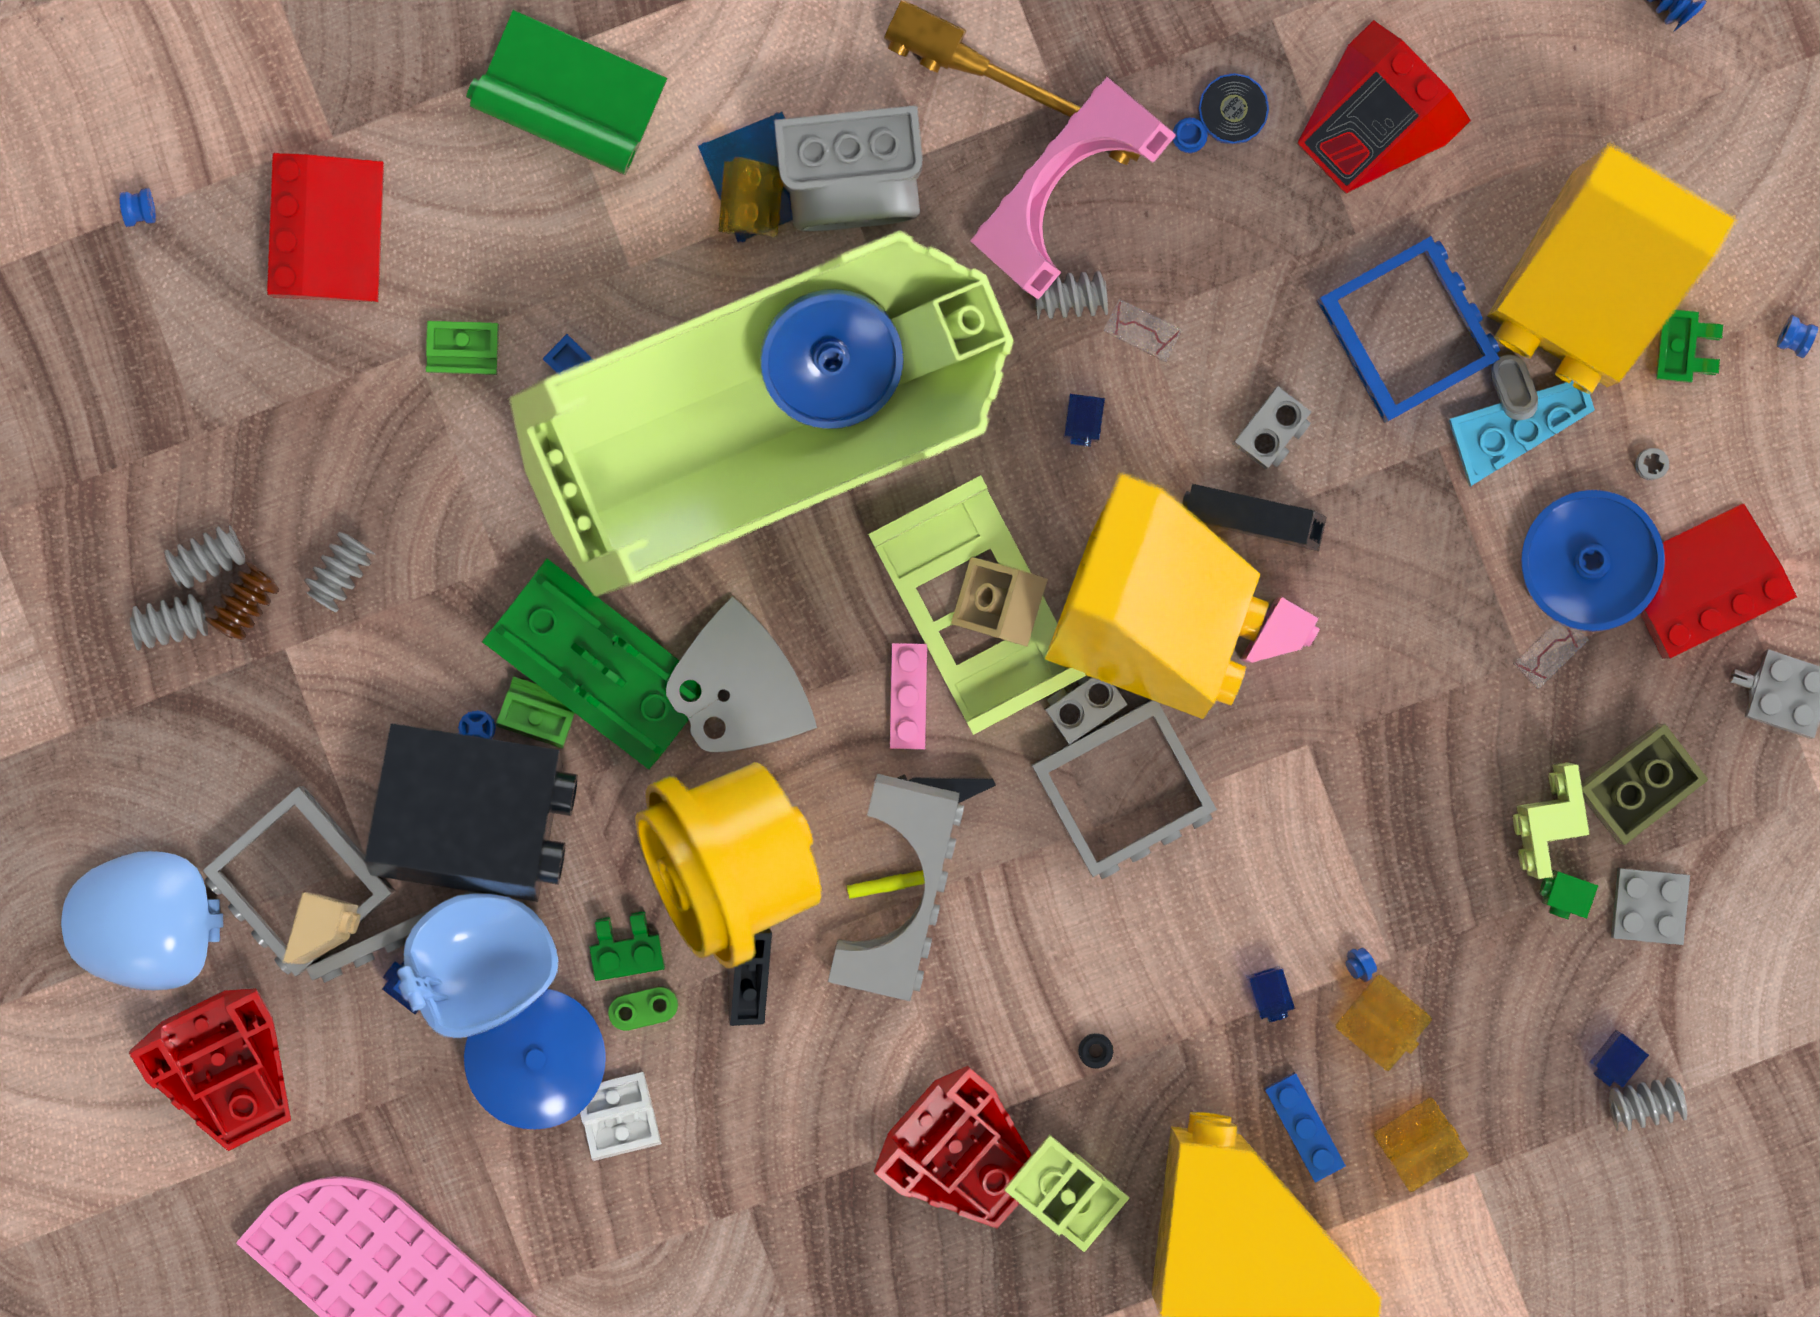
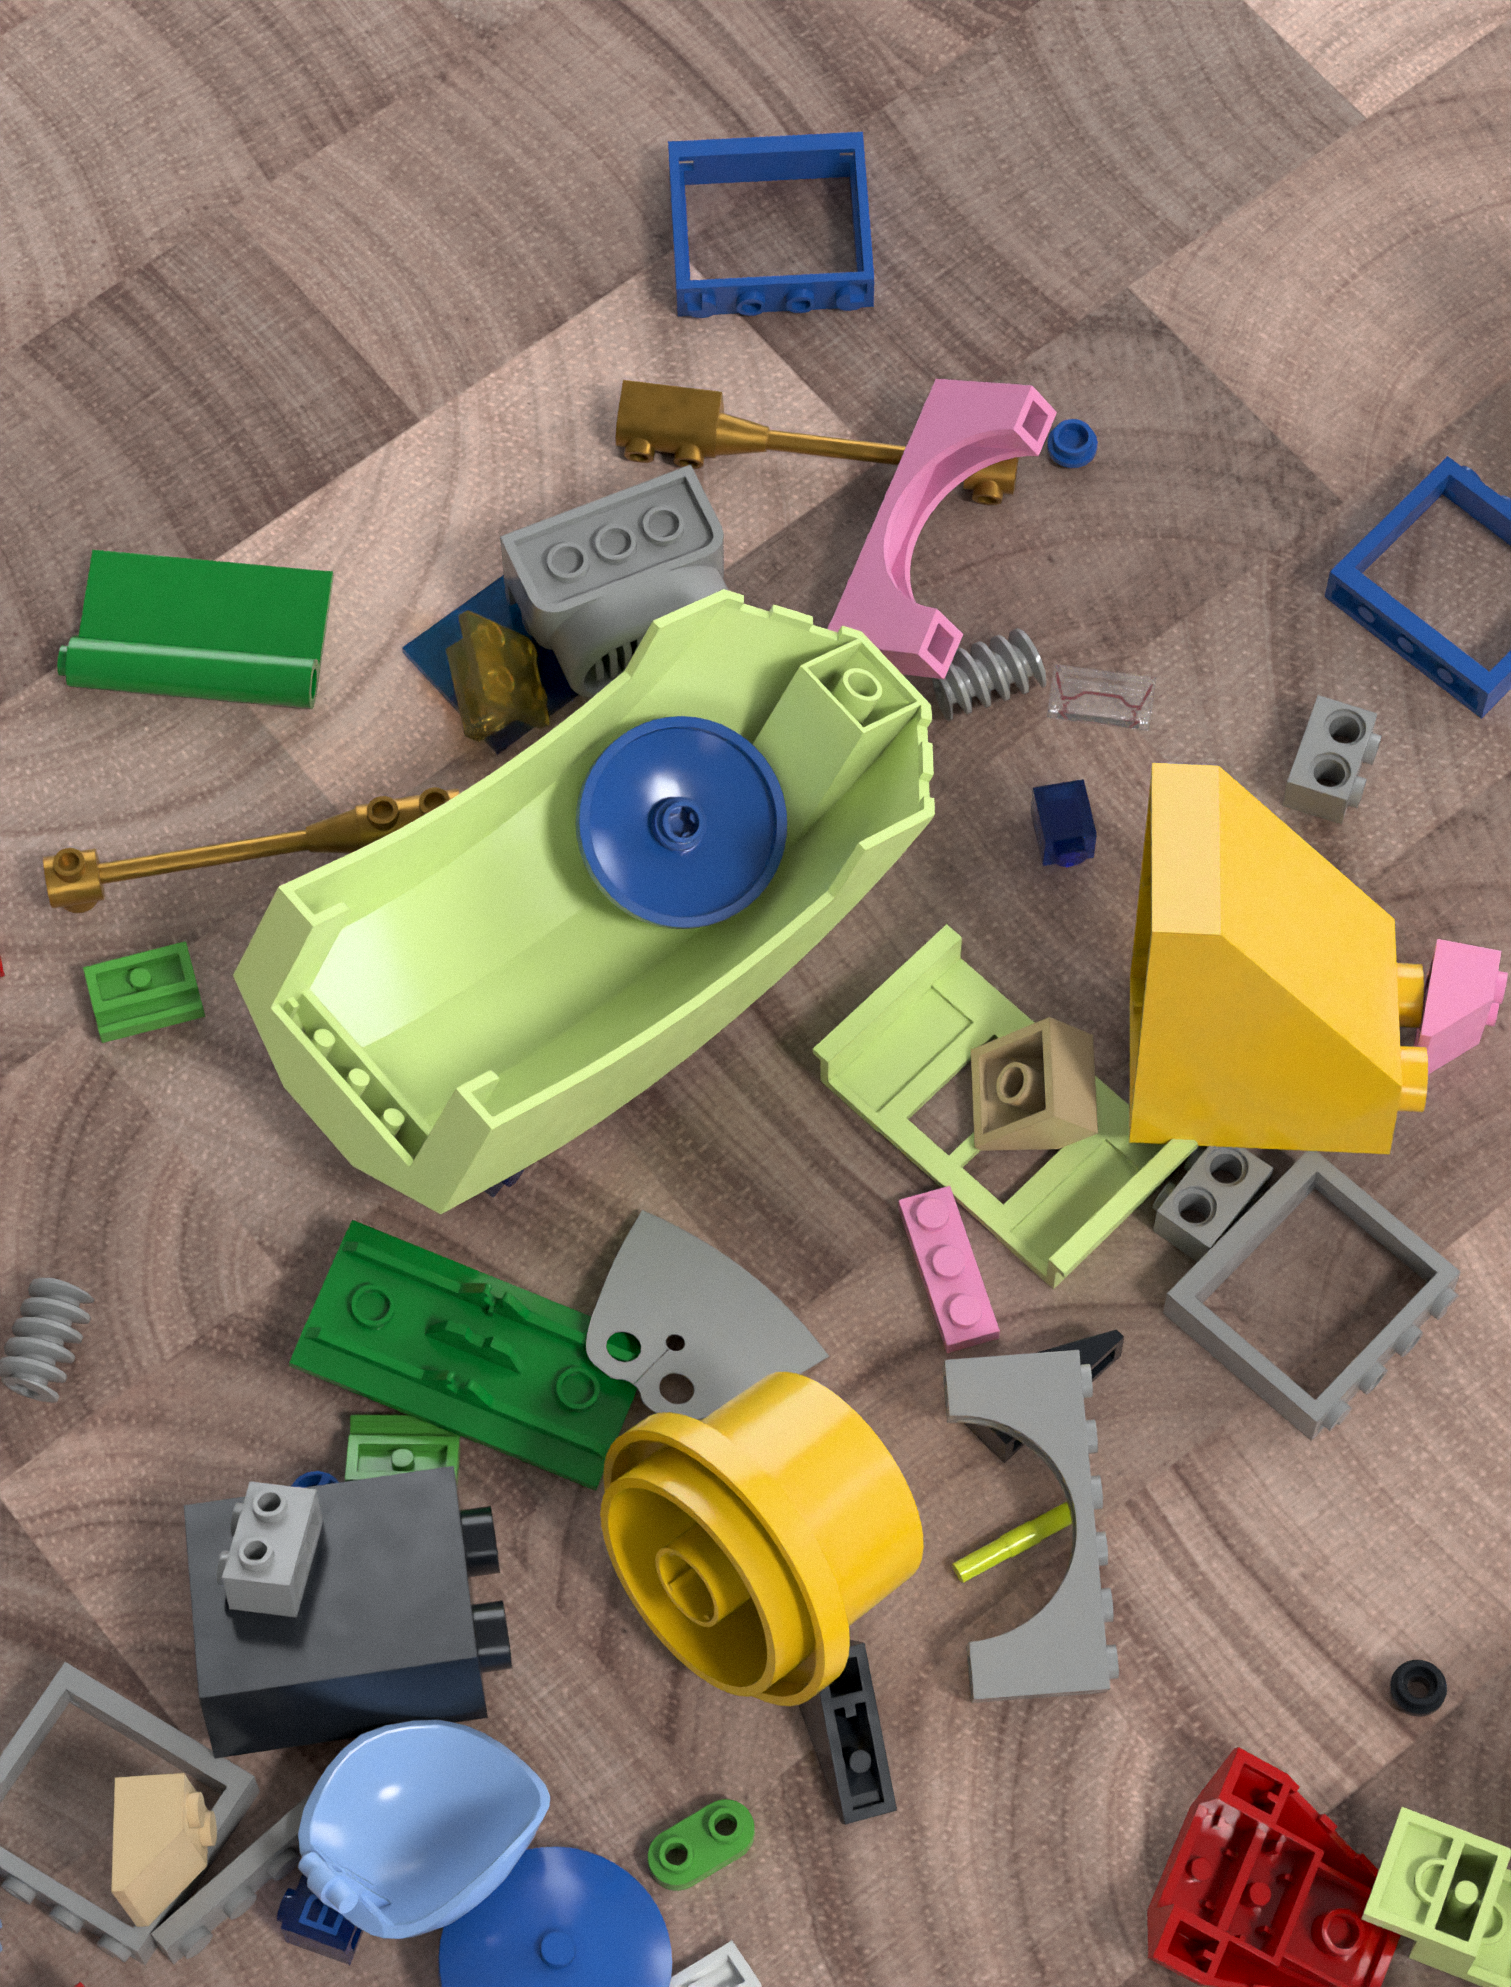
camera: 15 degrees left, 25 degrees down
(432, 779) = (270, 1549): none -> light grey brick
(626, 956) = (650, 1773): green plate -> none
(635, 281) = (77, 877): none -> pearl gold bar
(1233, 108) = (1119, 397): black tile -> none
(1256, 516) = (1396, 863): black slope -> none
(1379, 111) = (1317, 343): red wedge -> none

